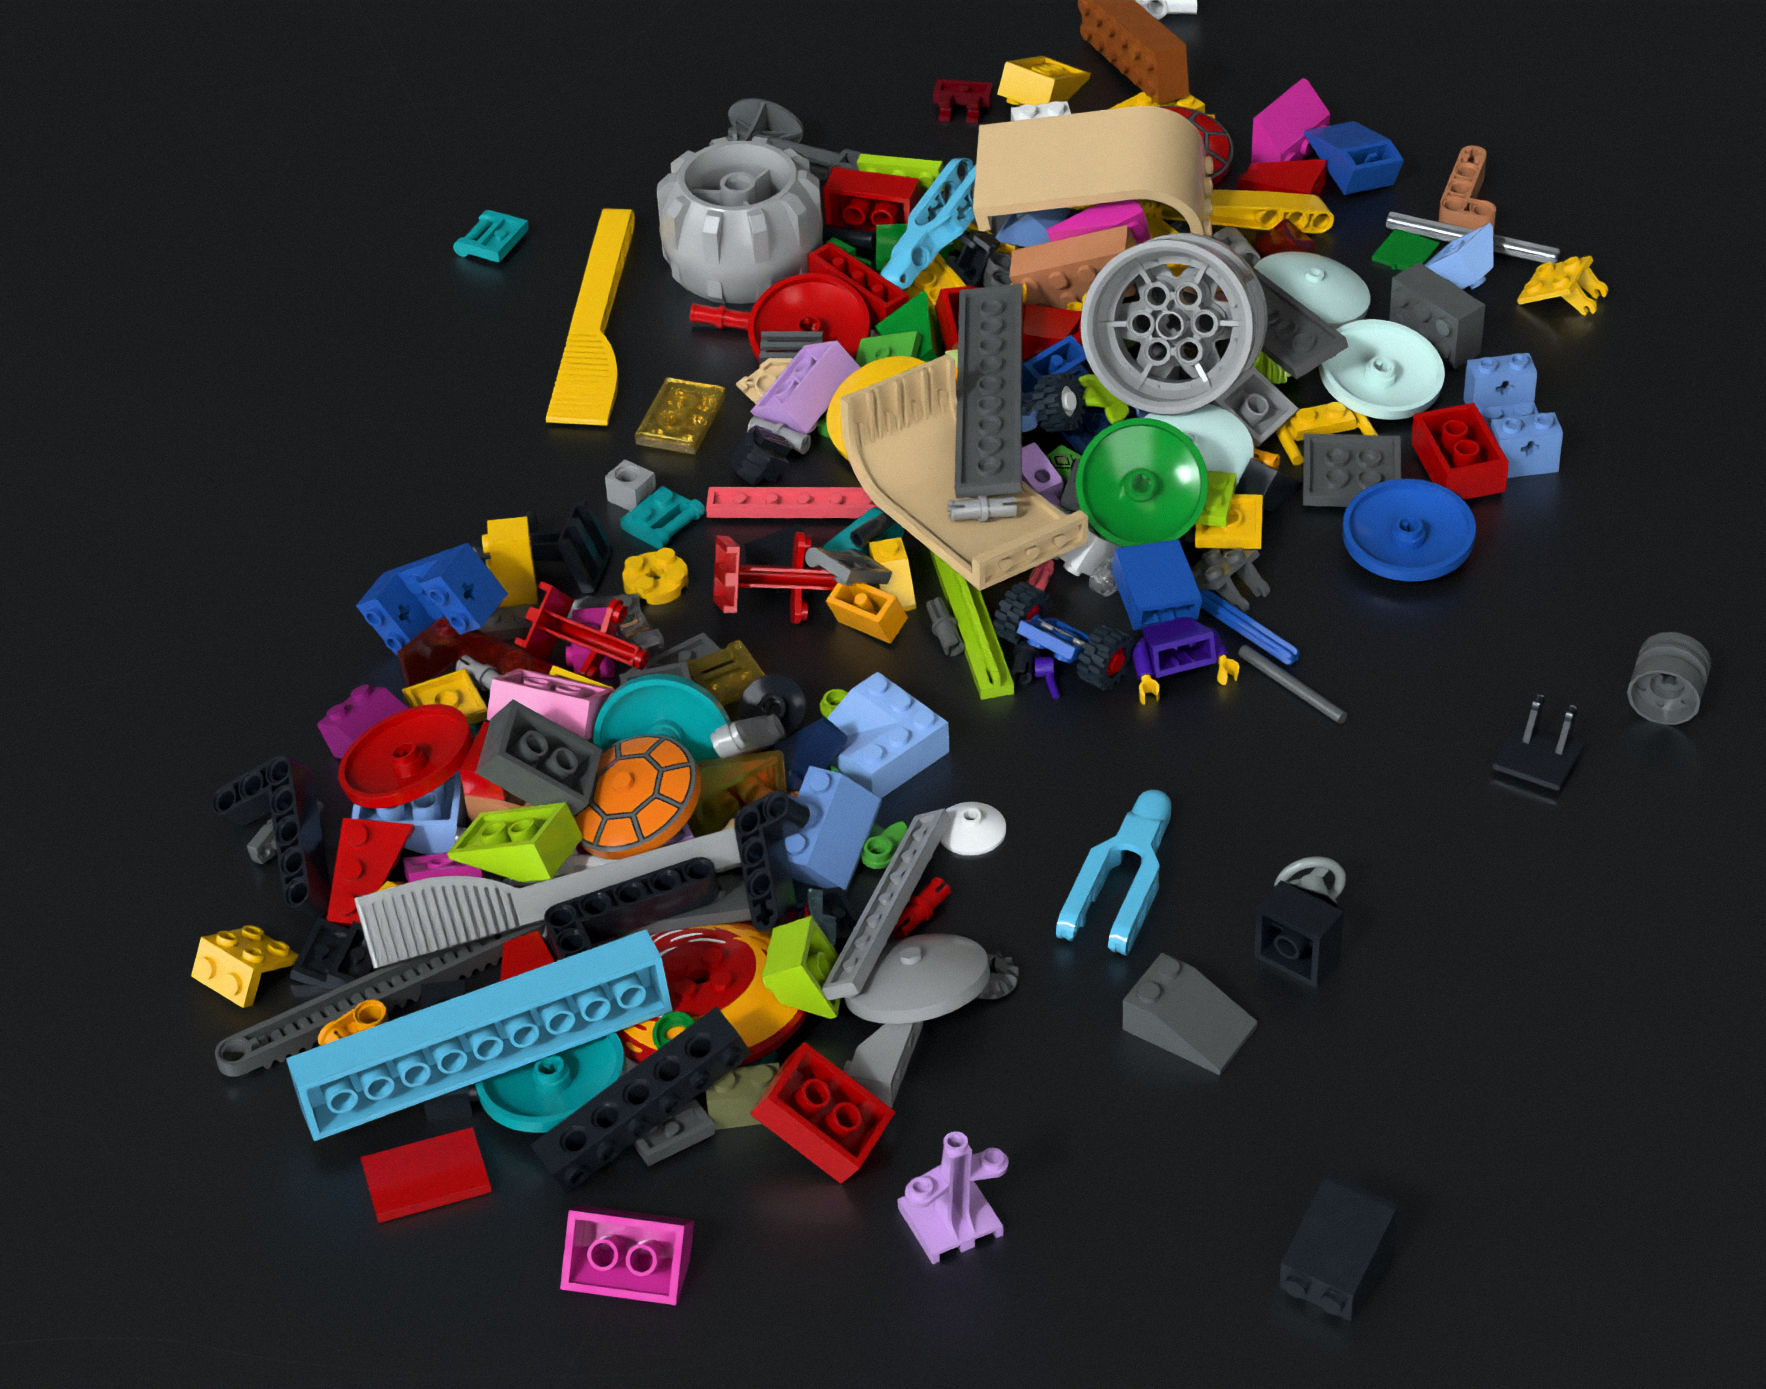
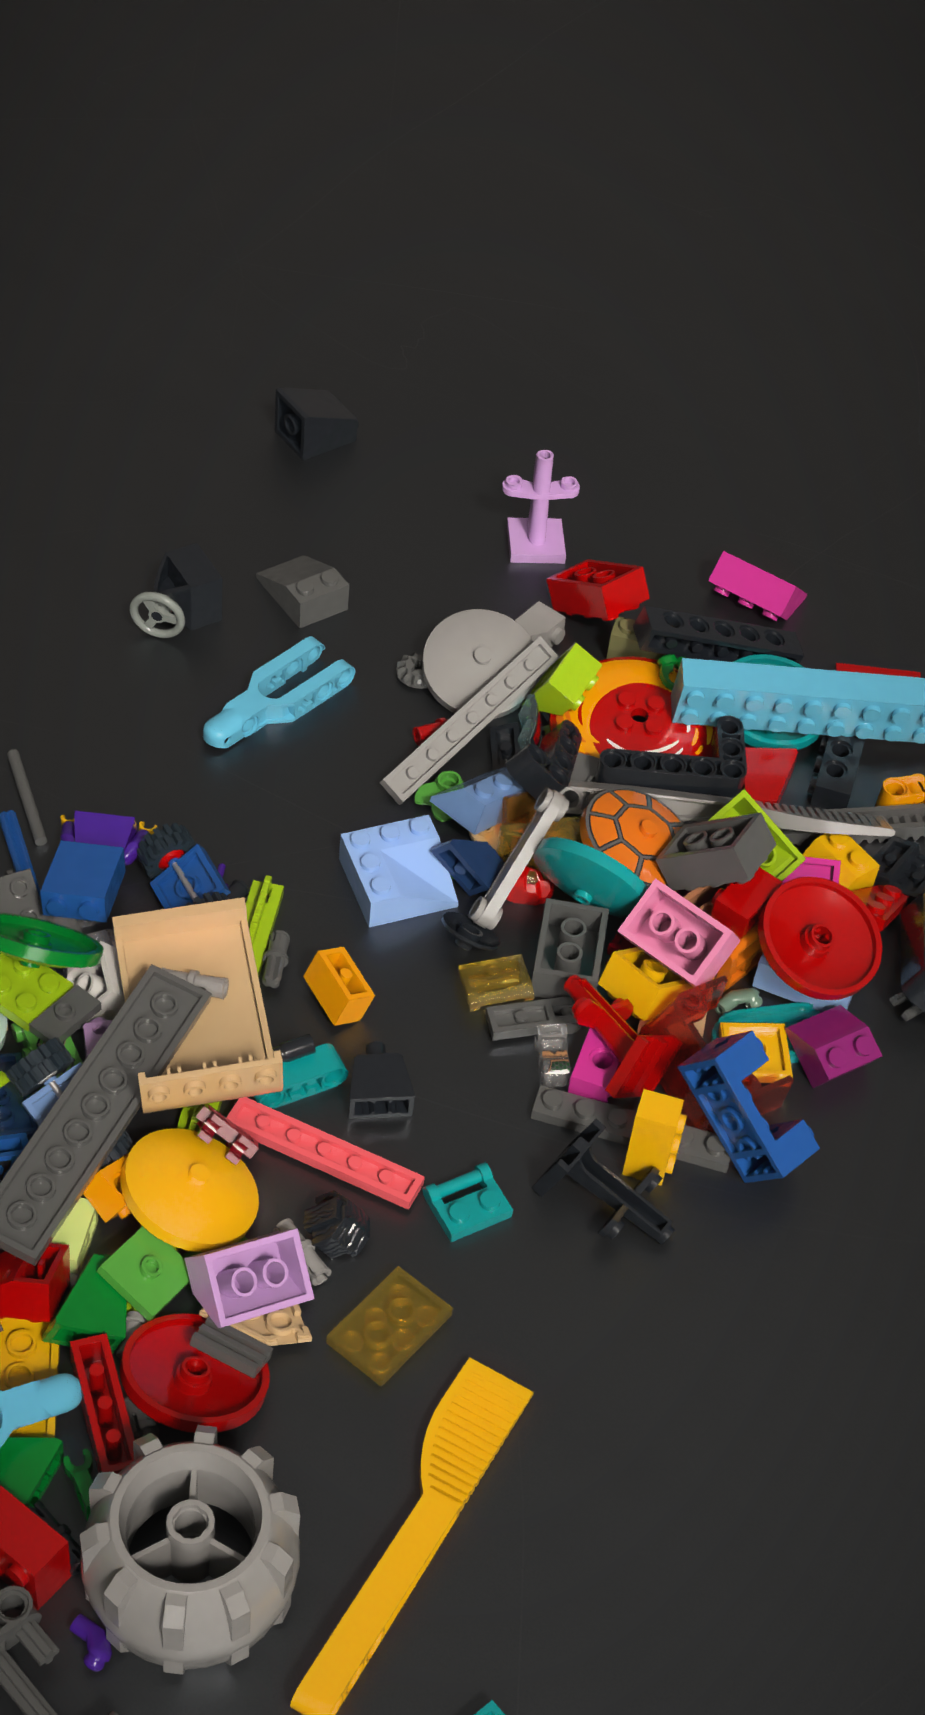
camera: 165 degrees left, 5 degrees up
(629, 484) = (485, 1229): light grey brick -> none
(663, 563) = (507, 1114): yellow plate -> none
(719, 316) = (284, 1469): red pin -> none
(731, 576) = (444, 1046): red piece -> none
(831, 700) = (411, 924): lime plate -> none
(848, 566) = (336, 992): dark grey plate -> none
(893, 556) = (290, 1022): yellow slope -> none
(973, 828) = (359, 787): white dish -> none

